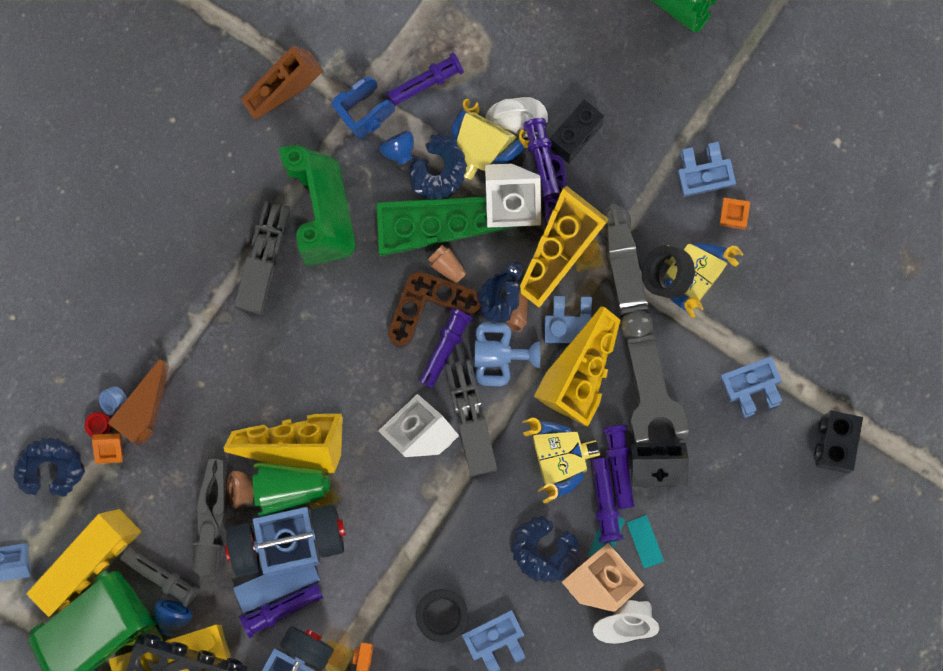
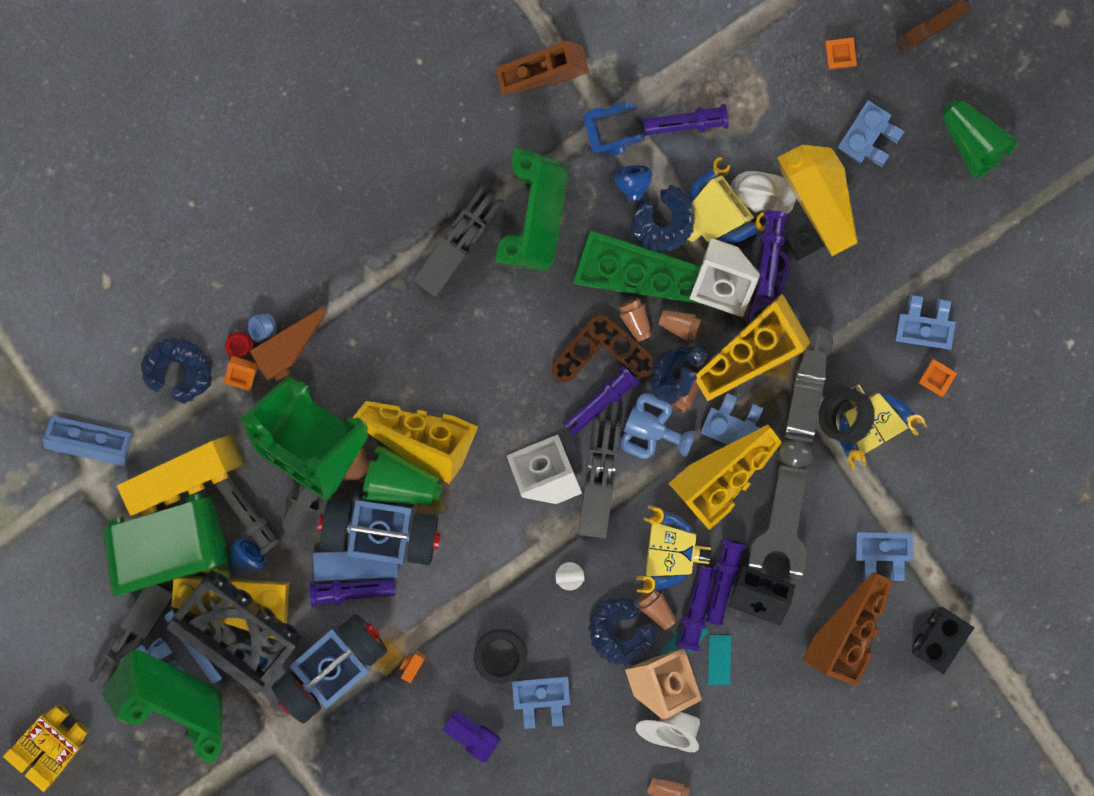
camera: 15 degrees right, 10 degrees up
(184, 482) = (304, 437): none -> green windscreen
(477, 517) = (569, 576): none -> white plate
(490, 253) = (681, 324): none -> nougat cone
(566, 91) = (822, 191): none -> yellow wedge
(569, 515) = (657, 608): none -> nougat cone
(583, 31) = (865, 131): none -> medium blue plate
(750, 474) = (844, 640): none -> dark orange wedge

